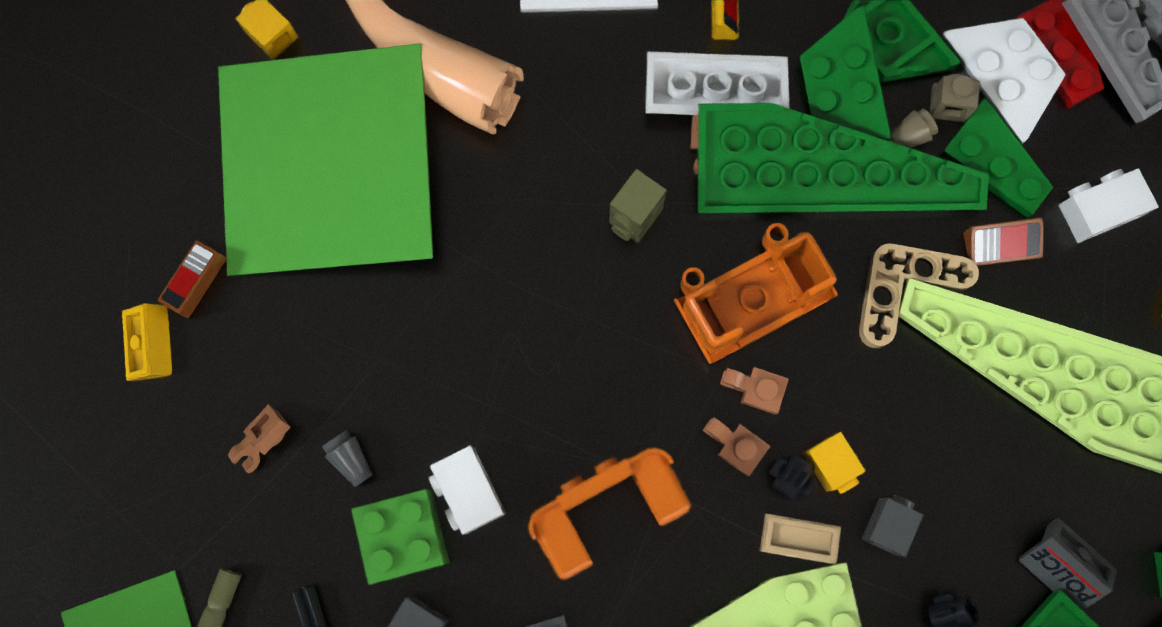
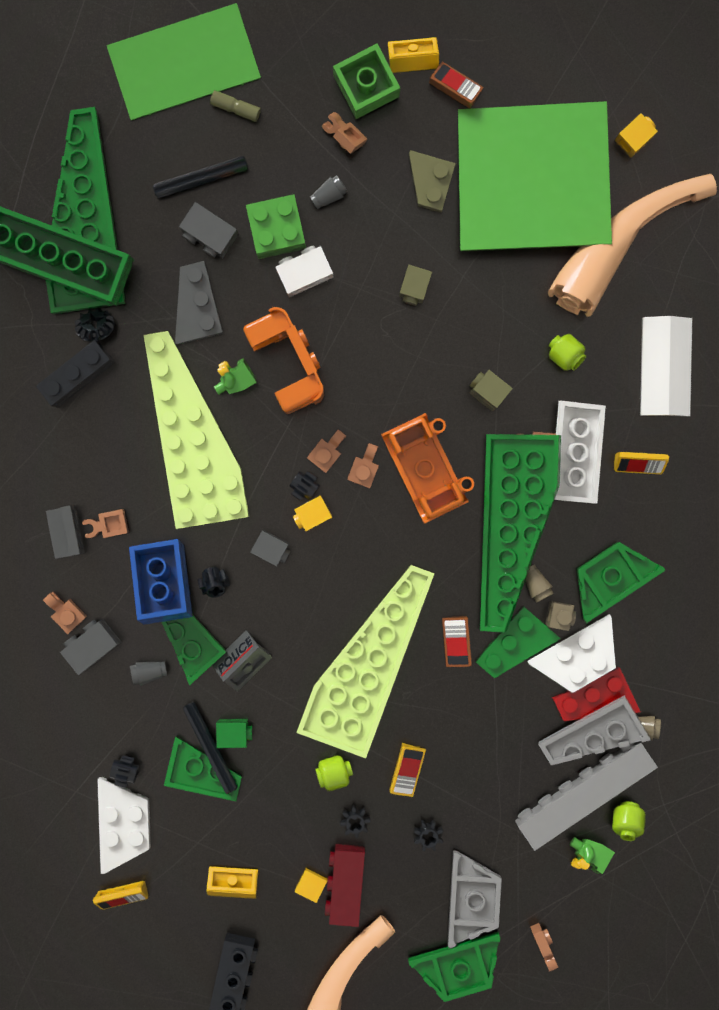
camera: 90 degrees right, 10 degrees up
(182, 407) = (366, 81): none -> bright green brick
(329, 308) = (430, 179): none -> olive wing
(484, 324) = (415, 285): none -> olive brick
(574, 106) = (567, 352): none -> lime head
(635, 592) = (235, 378): none -> bright green piece
(800, 538) = (265, 489): tan tile -> none
(845, 79) = (576, 541): green wing -> none
(893, 281) = (434, 564): tan beam -> none
(1107, 205) = (479, 712): white brick -> none

